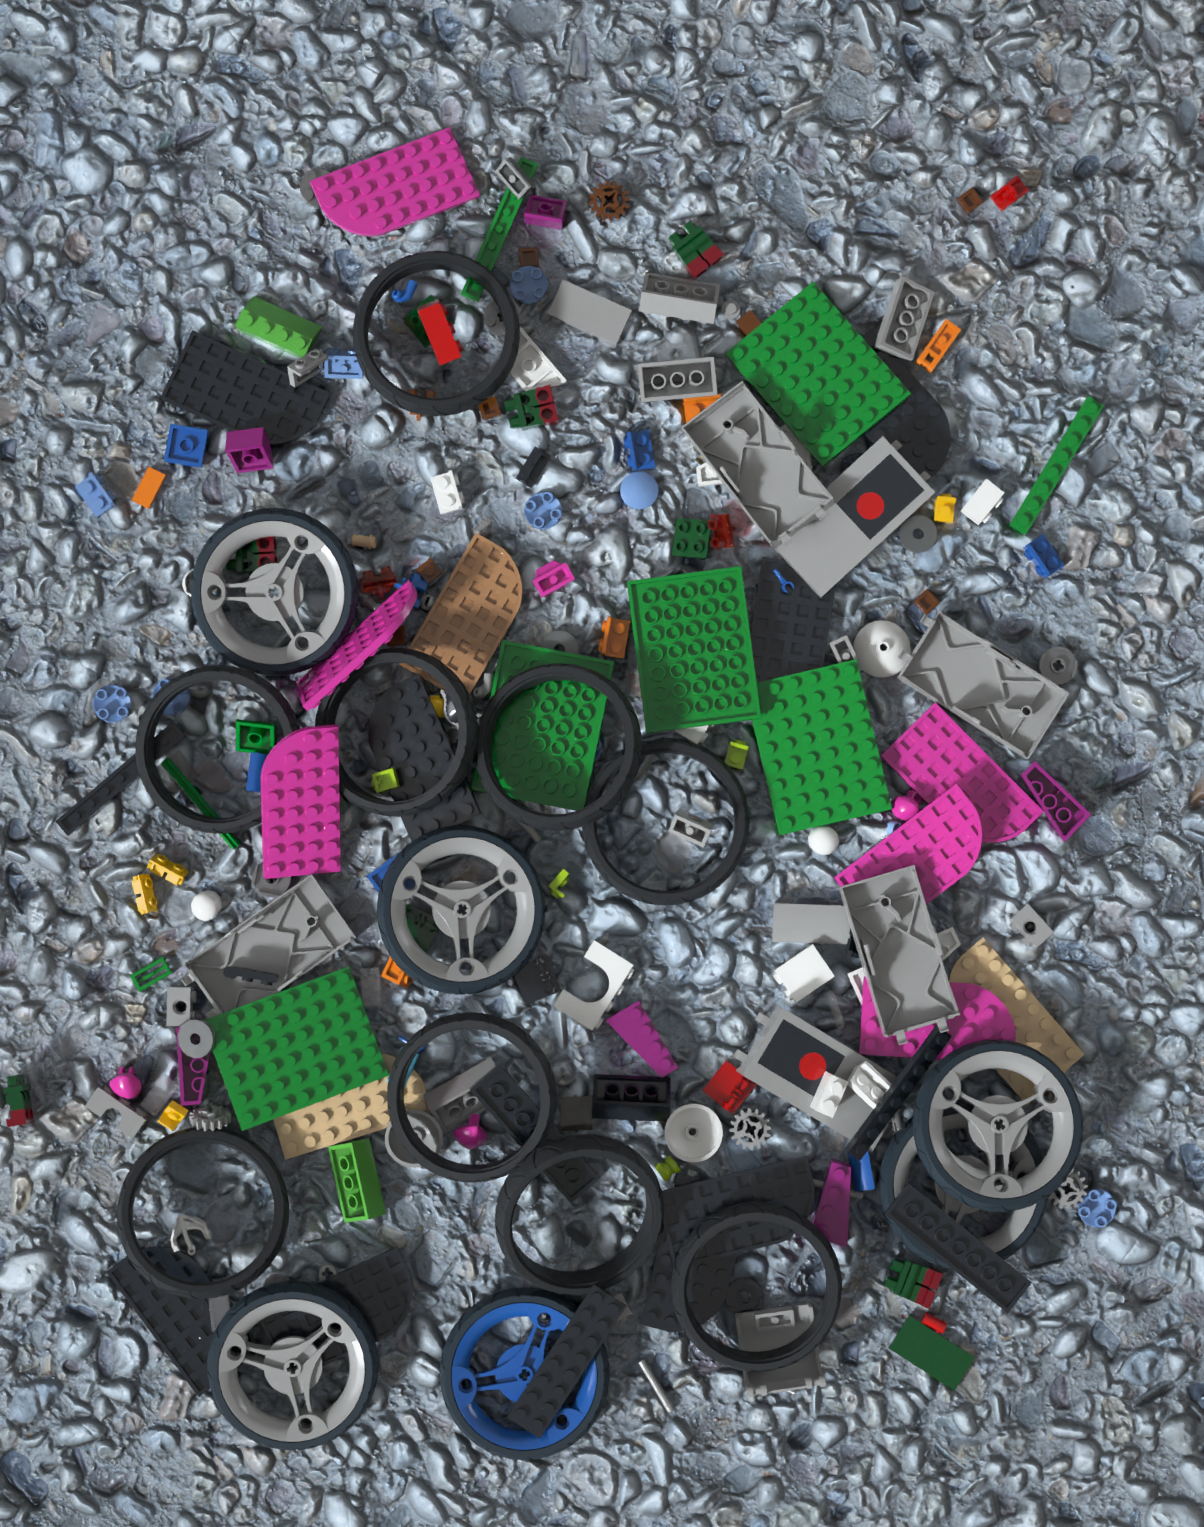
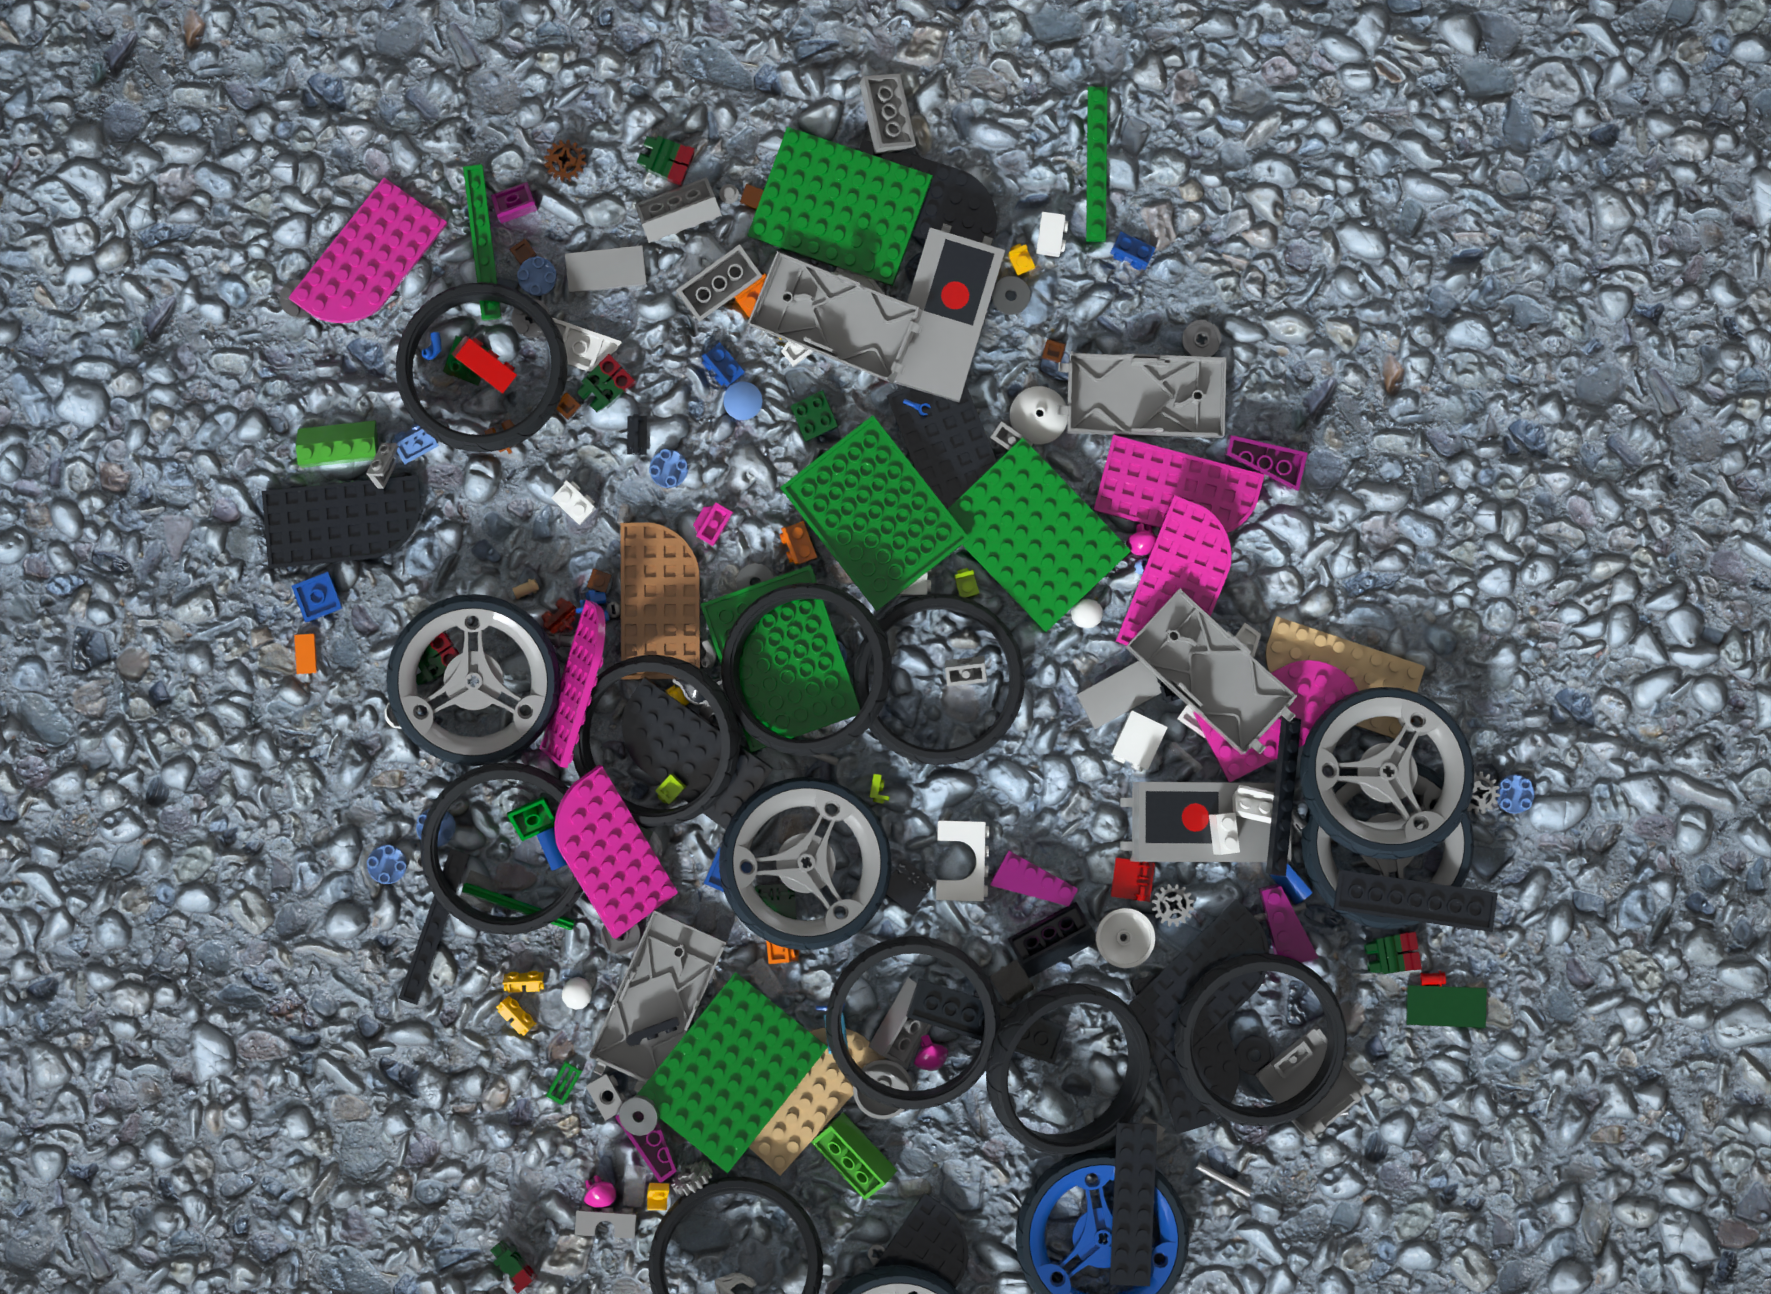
camera: 35 degrees left, 0 degrees up
(95, 495) = (261, 688): medium blue bracket -> none
(249, 450) = (376, 567): magenta slope -> none
(399, 637) = (608, 656): reddish brown tile -> none
(515, 177) = (469, 188): dark grey slope -> none
(667, 1168) = (1121, 982): lime wheel -> none
(722, 529) = (838, 393): clear red hips -> none
(938, 345) = (931, 118): orange plate -> none
(1041, 929) = (1323, 580): light grey brick -> none

